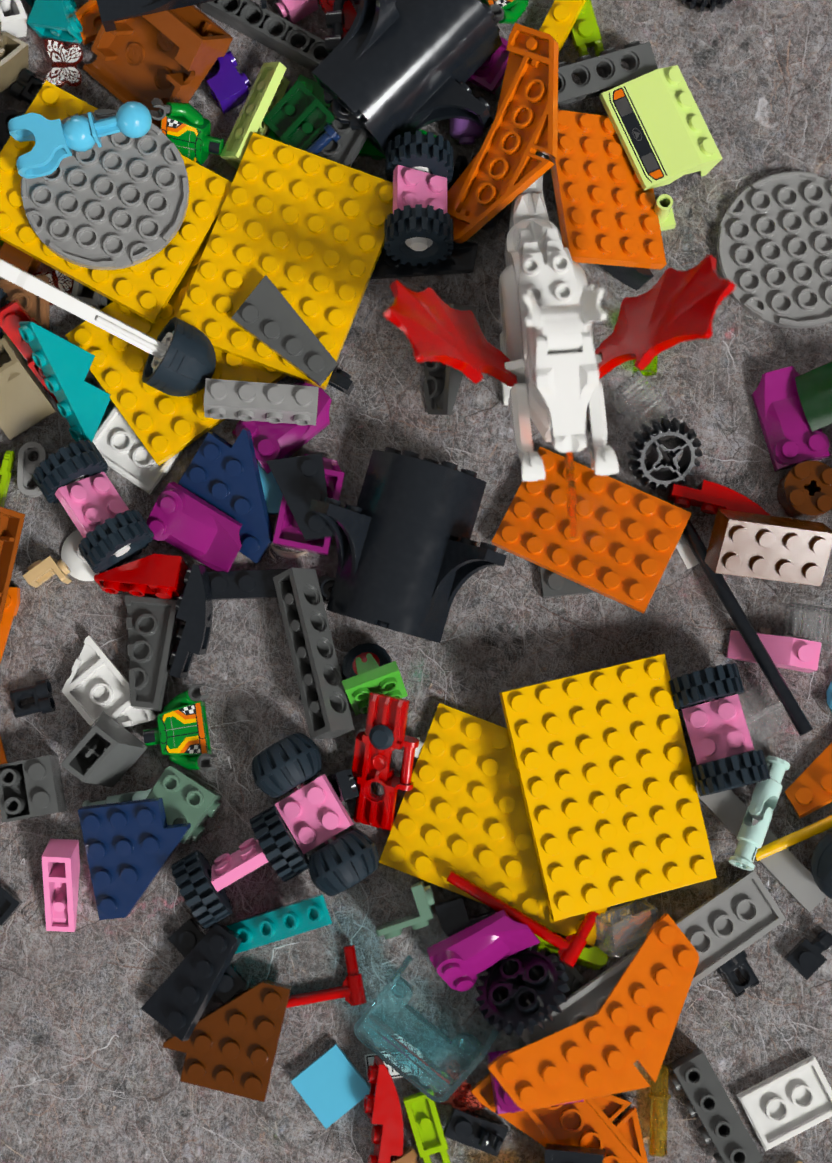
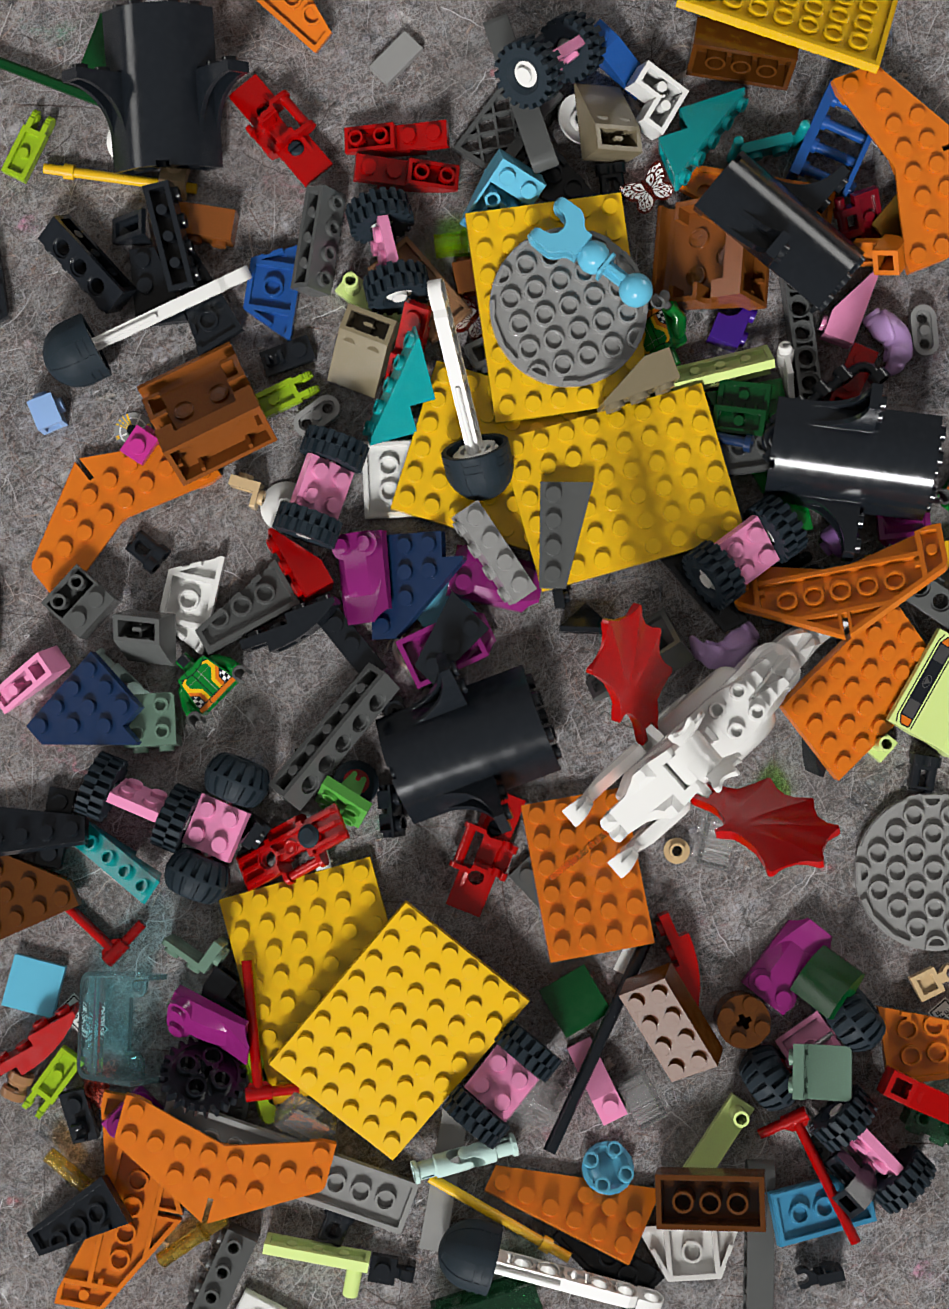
camera: 55 degrees right, 5 degrees up
(214, 162) = (652, 374): none -> dark tan slope
(294, 61) = (784, 361): none -> white arm
(379, 375) = (583, 621): none -> black slope
(424, 658) = (394, 822): none -> black hinge
(489, 267) = (726, 652): none -> lavender animal
(518, 601) = (491, 860): none -> red piece
(617, 443) = (670, 844): none -> tan plate
(644, 468) = (702, 888): black gear -> none
(691, 619) = (574, 1001): none -> dark green slope
(702, 190) = (927, 763): none -> black piece
(778, 979) = (322, 1253): none -> yellowish green piece

